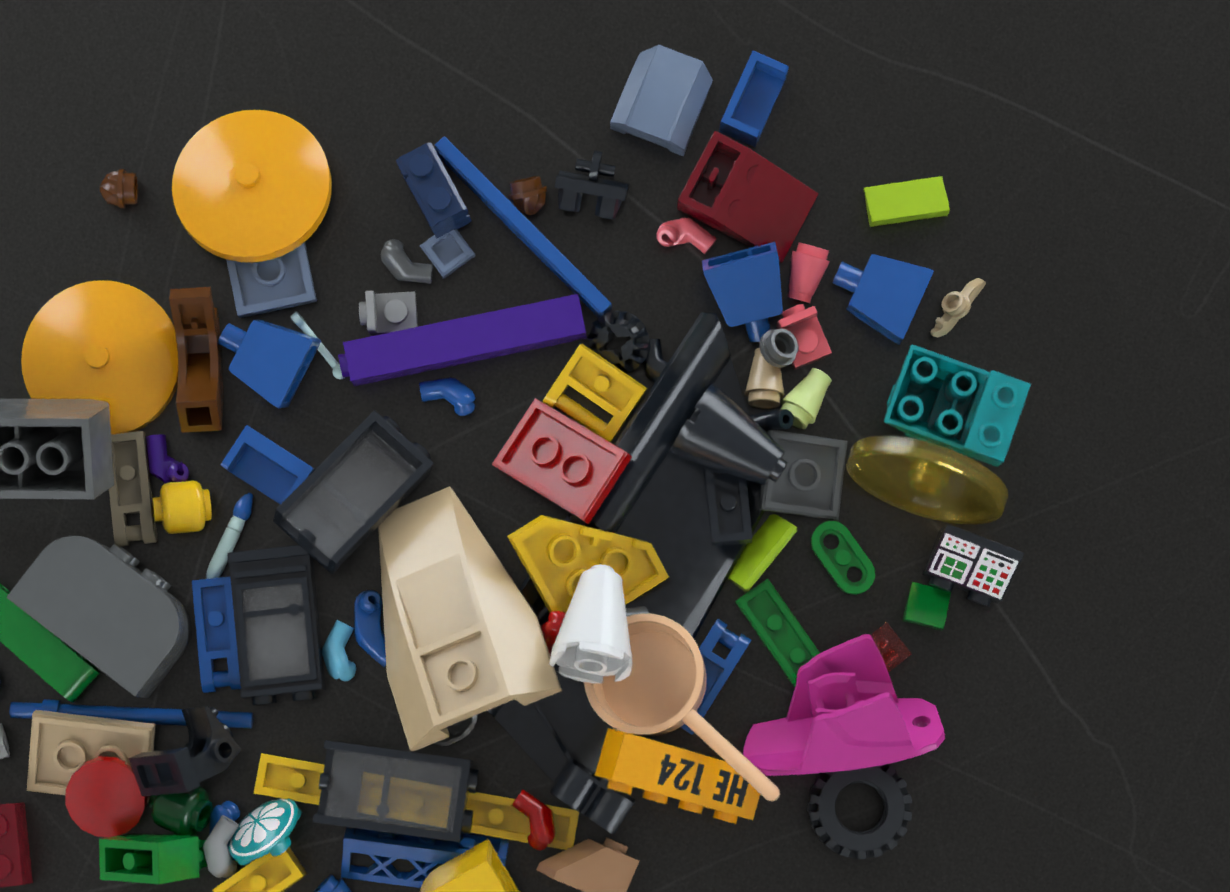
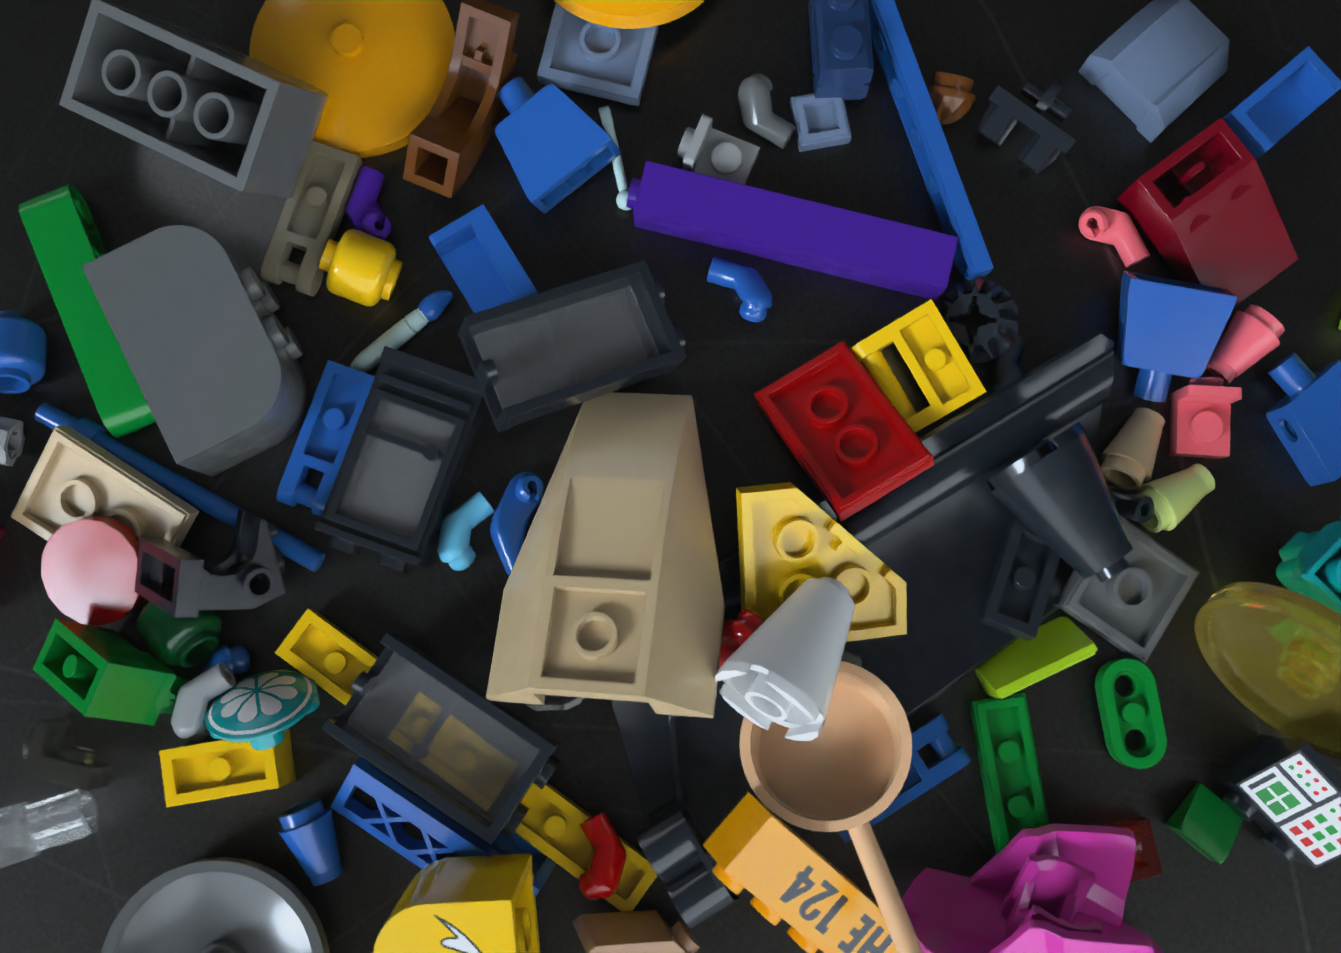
camera: 20 degrees right, 0 degrees up
(778, 347) = (1174, 418): dark grey plate -> none

